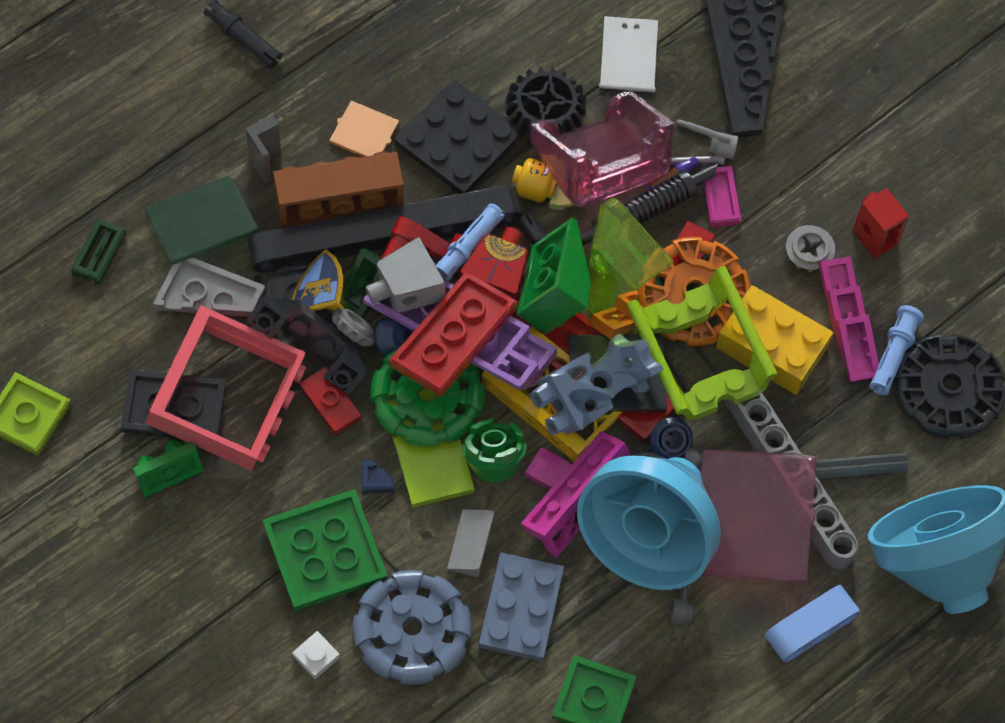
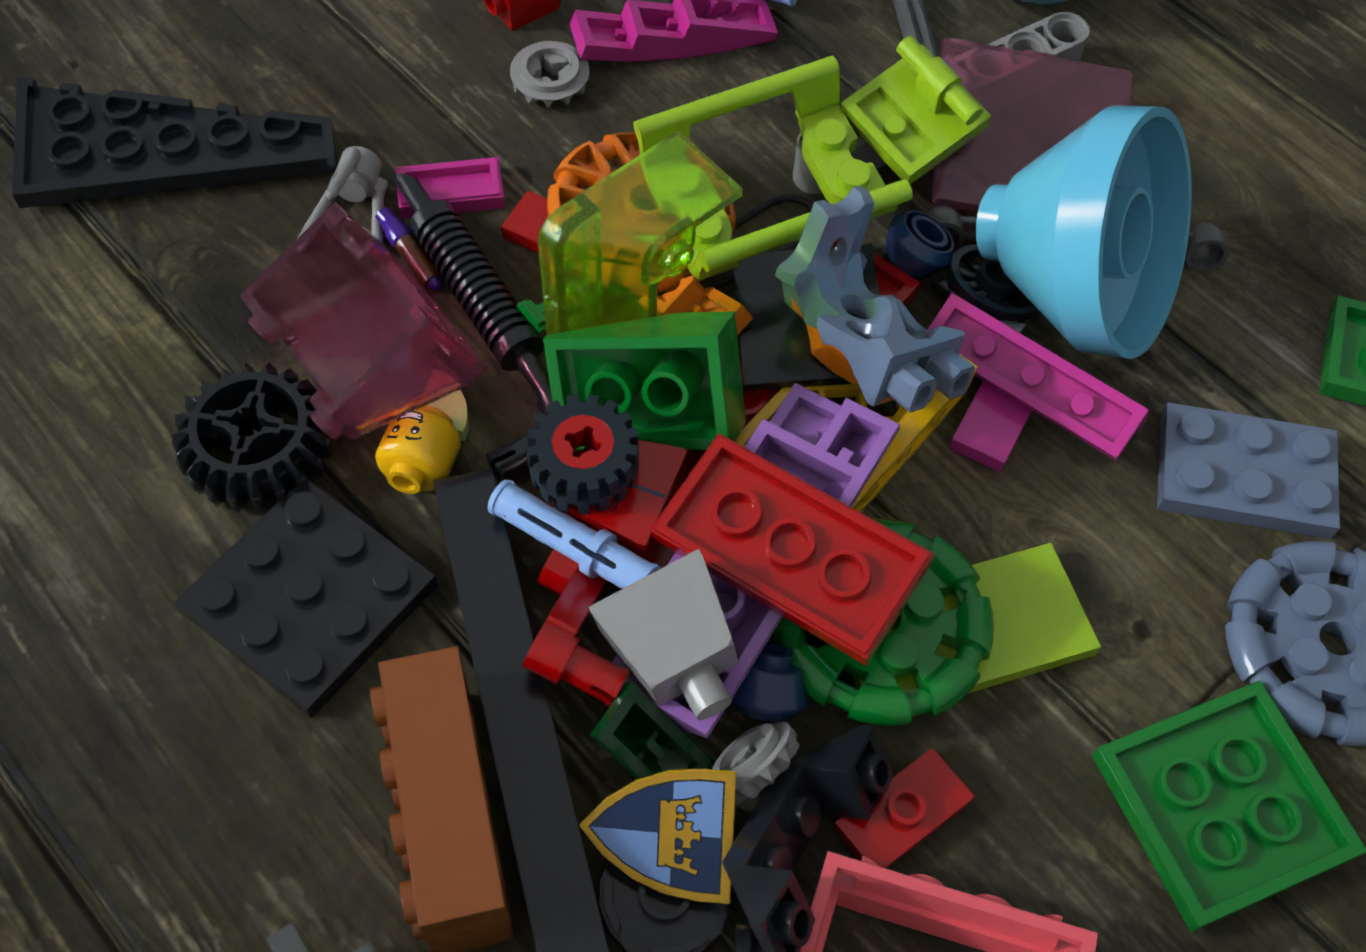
camera: 90 degrees left, 5 degrees down
(363, 130) = (277, 778): light nougat piece -> none
(375, 479) = (1053, 720): dark blue tile -> none
(471, 542) = (1151, 545): light grey slope -> none
(494, 450) = (988, 495): green cone -> none
(510, 249) = (590, 475): none -> black wheel
(629, 54) = (151, 314): white container -> none
(752, 431) = (915, 112): none -> lime plate
(788, 336) = (719, 64): yellow brick -> none
(812, 623) = (1187, 82): light blue beam -> none

